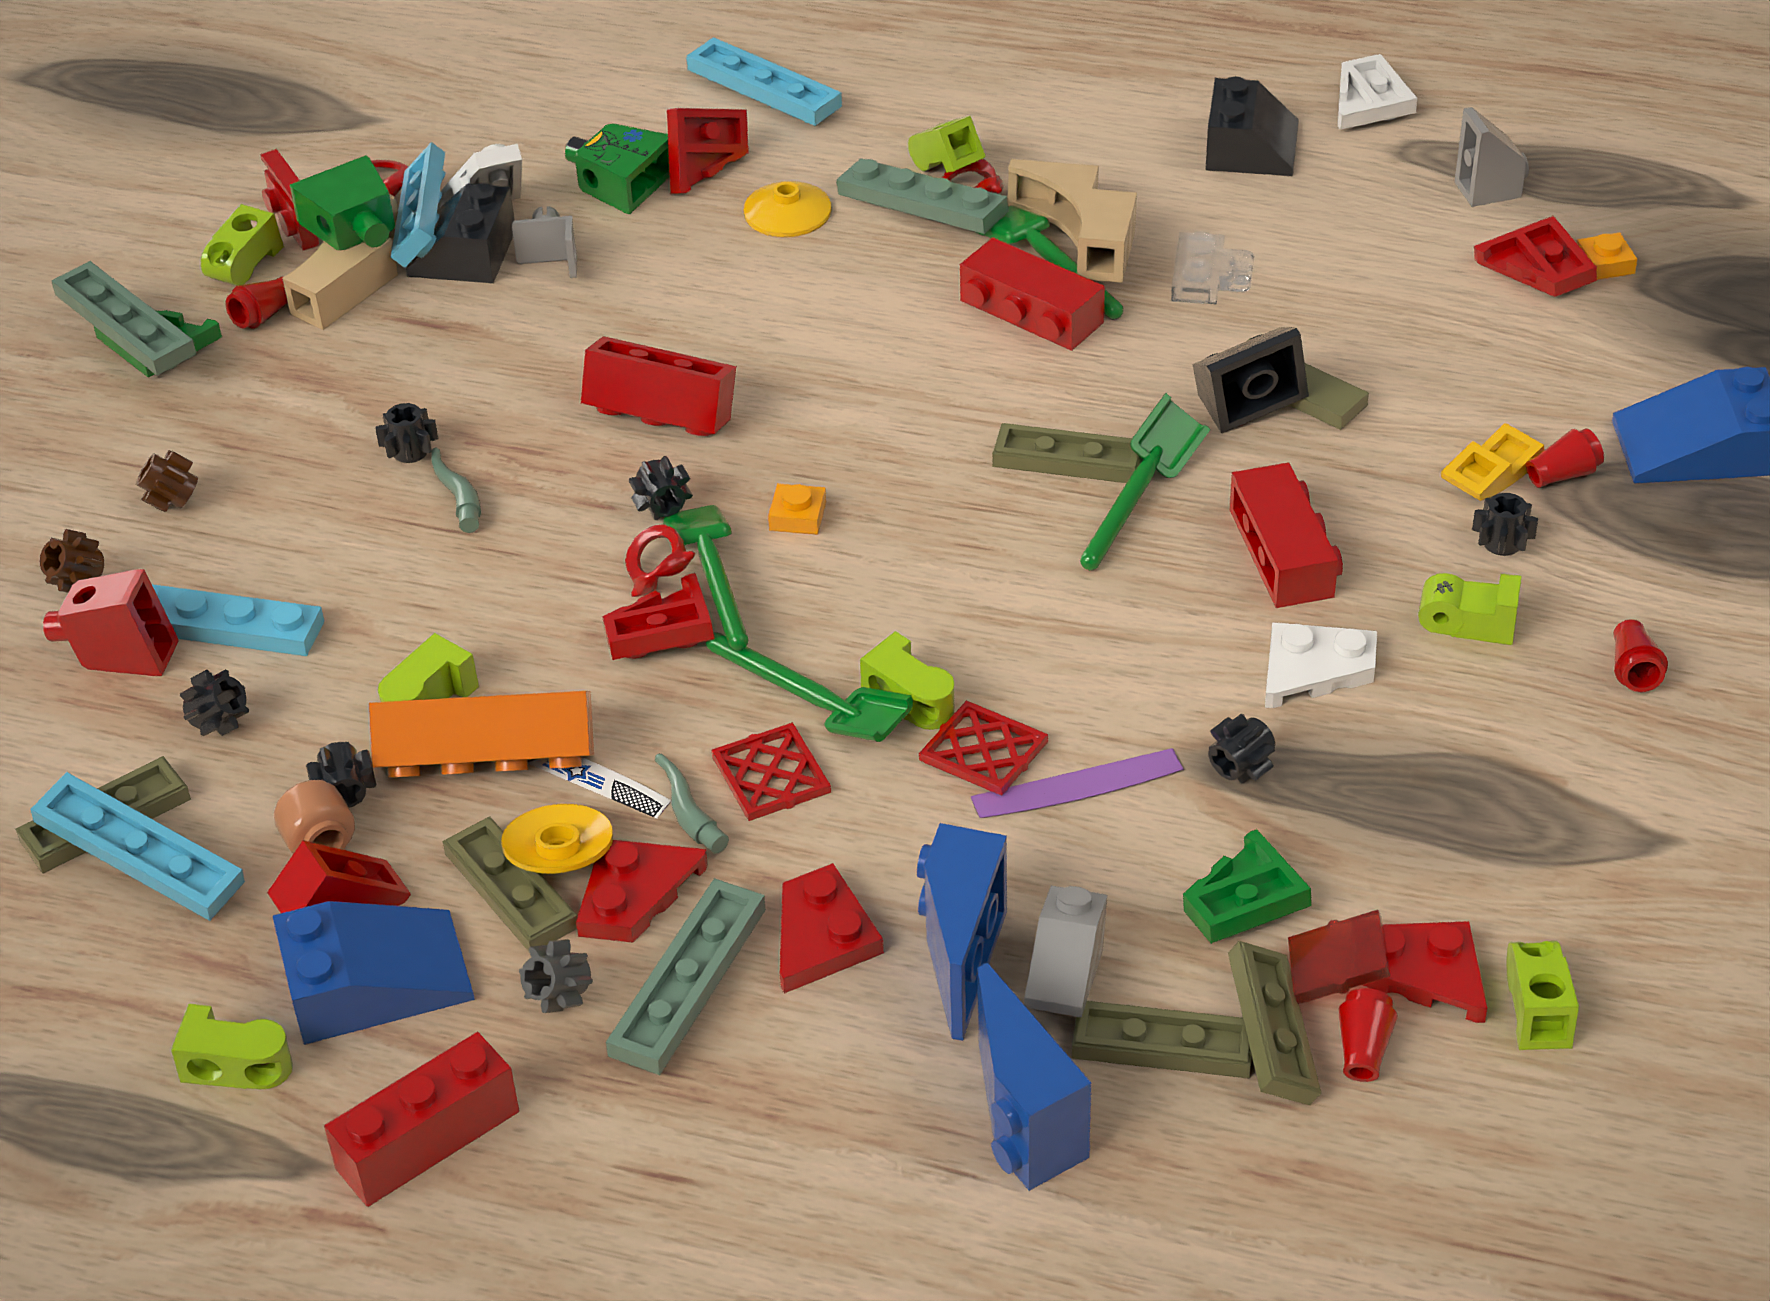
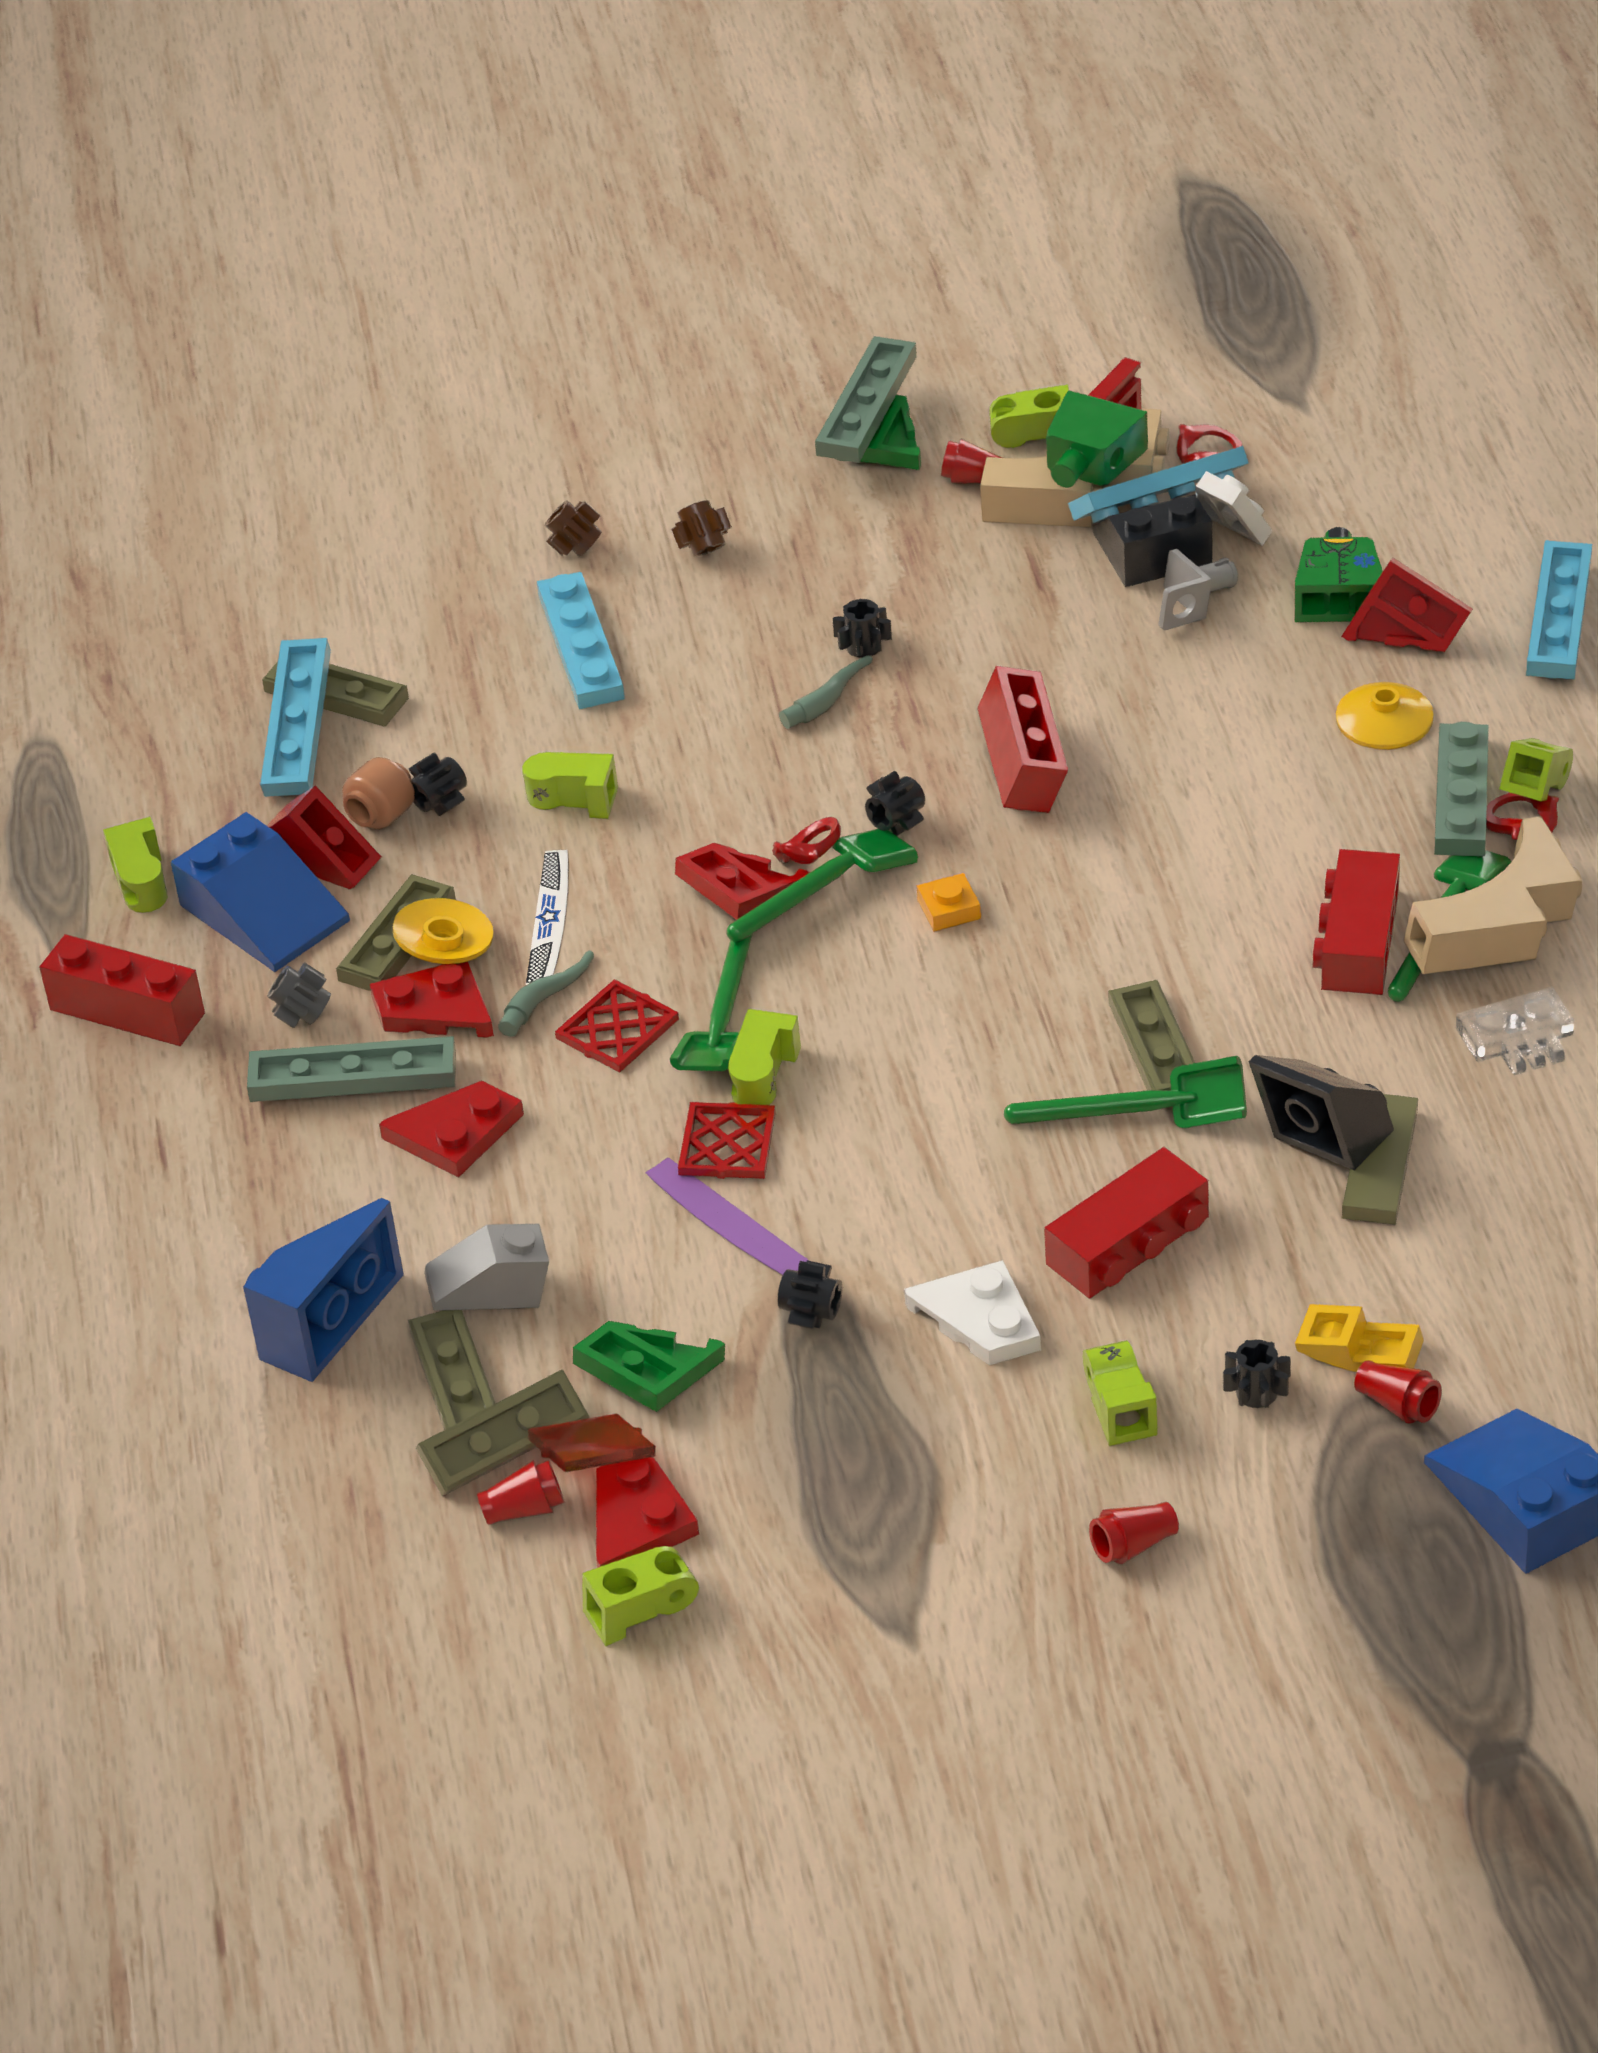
camera: 65 degrees right, 0 degrees up
(115, 624) = (512, 574): red torso -> none
(214, 702) = (481, 673): black gear -> none
(481, 730) = (527, 834): orange brick -> none
(963, 912) = (466, 1183): blue slope -> none

